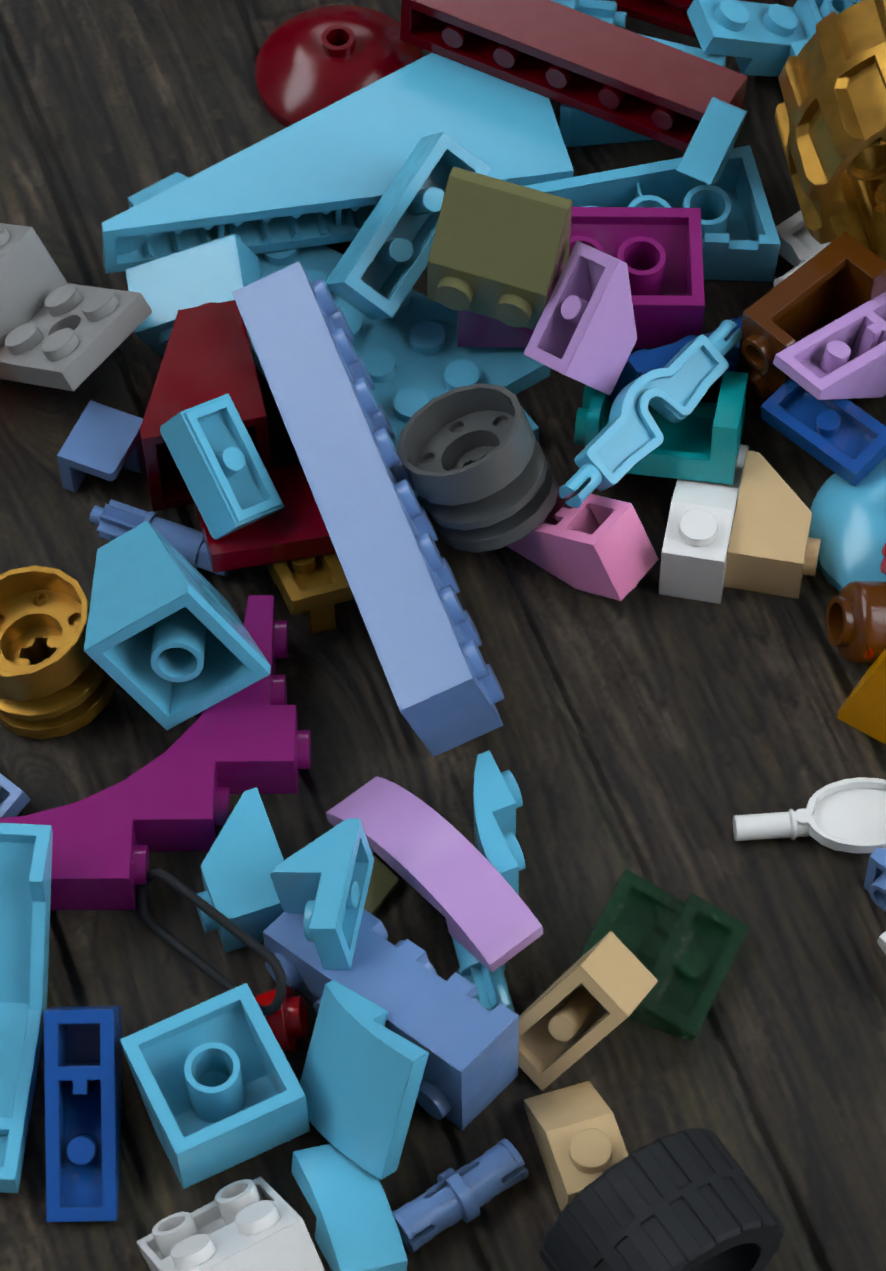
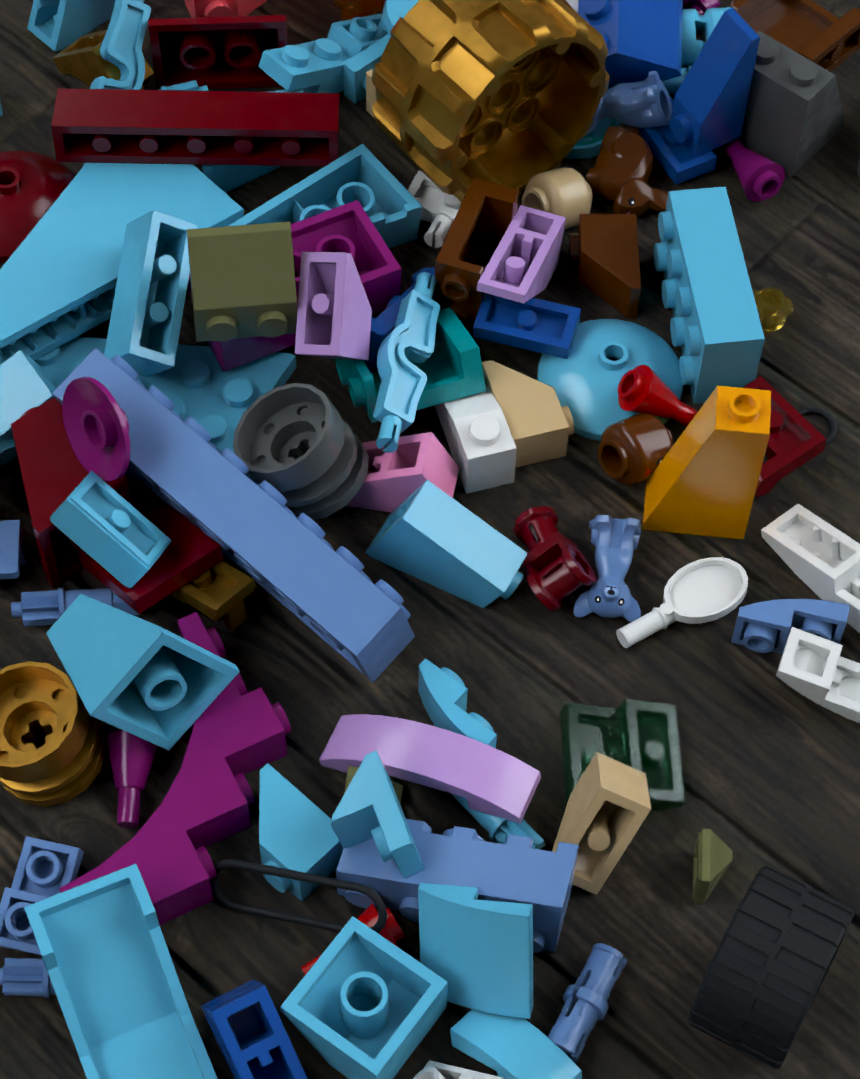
camera: 30 degrees left, 0 degrees up
(122, 733) = (130, 766): none -> magenta cone
(252, 349) = (96, 428): none -> magenta dish
(574, 1137) = (656, 924): tan slope -> none
(592, 643) = (448, 548): none -> medium azure slope
(682, 1107) = (710, 863): none -> olive slope
(704, 708) = (553, 560): none -> dark red connector
(712, 142) = (342, 148): medium azure piece -> none
(773, 731) = (613, 556): none -> medium blue animal

